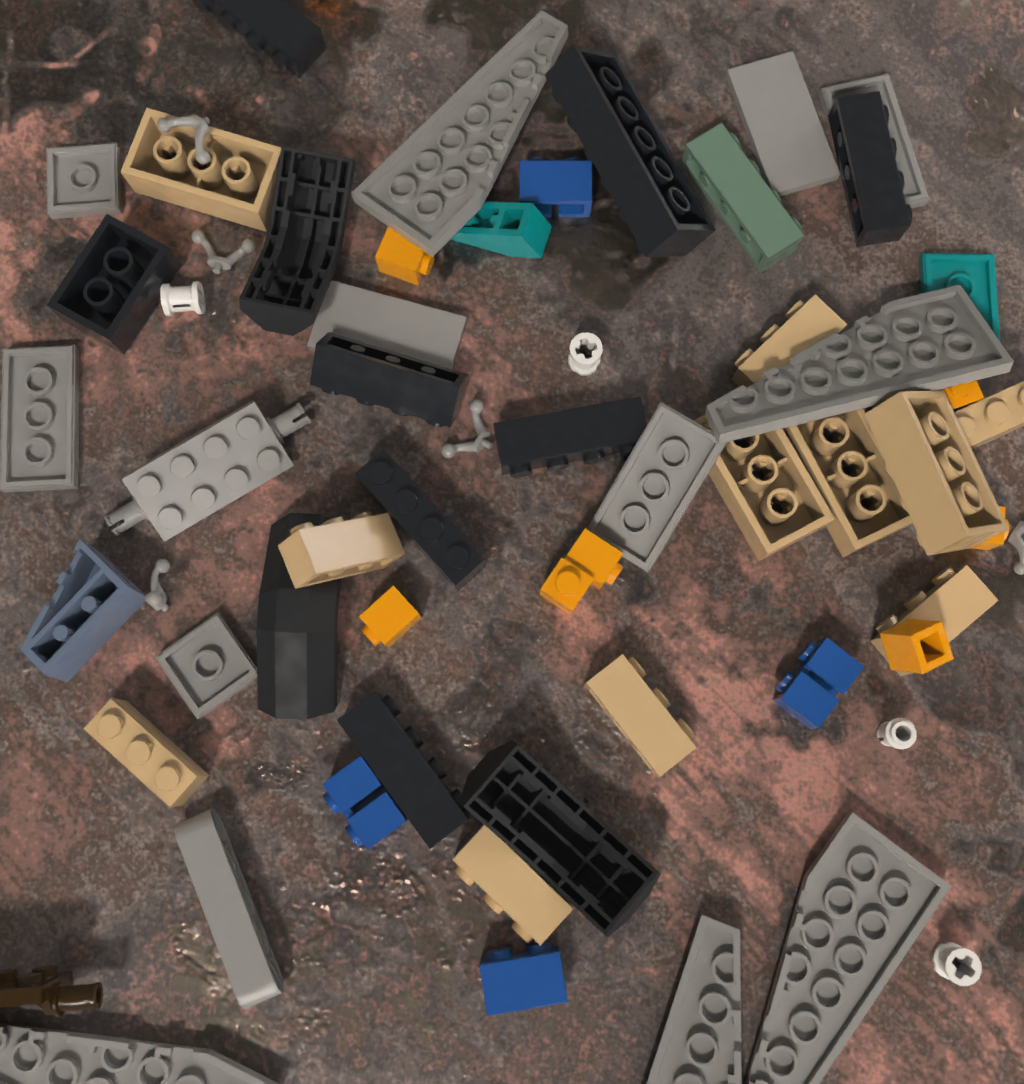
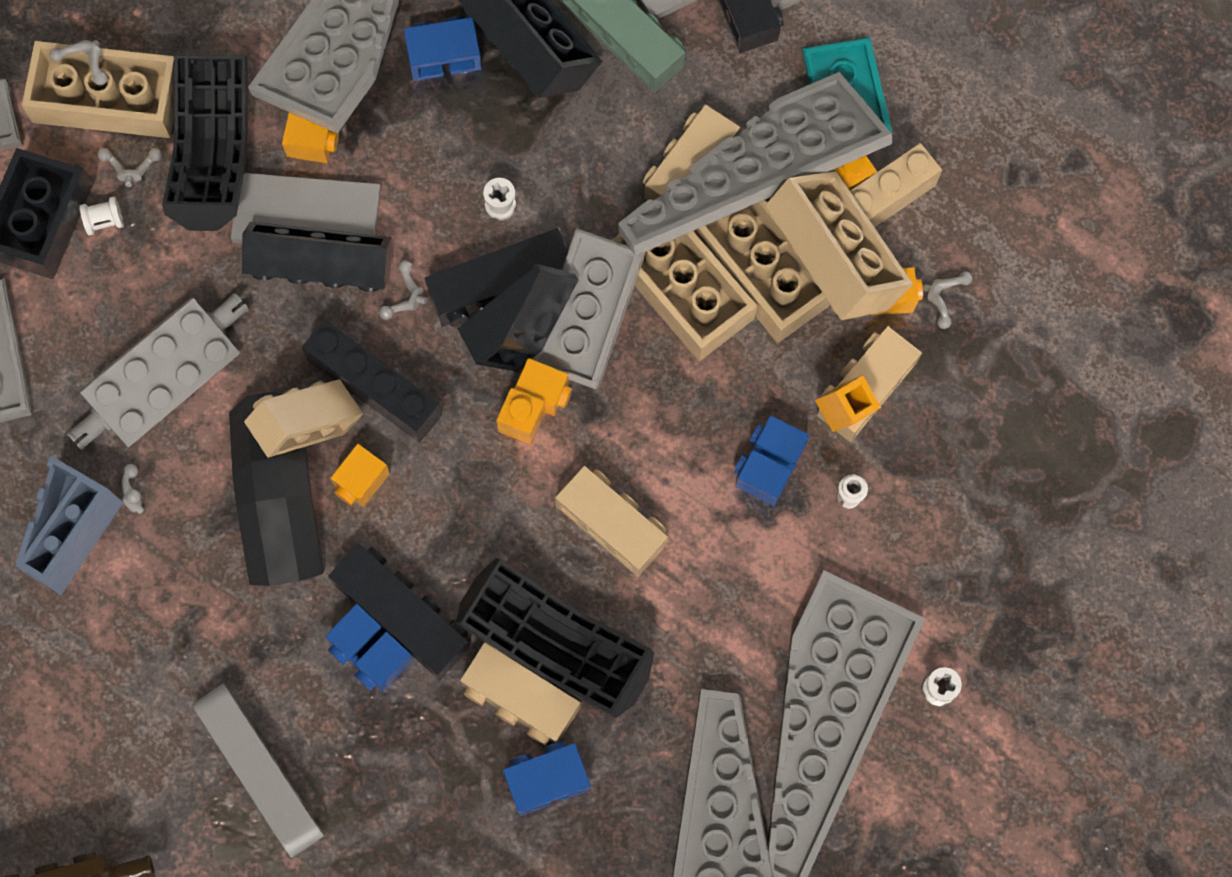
camera: 15 degrees left, 5 degrees down
(146, 752) = (152, 642): tan brick -> none
(208, 665) = (194, 555): light grey tile -> none
(507, 229) = (404, 95): teal slope -> none
(582, 486) = (518, 318): none -> black slope

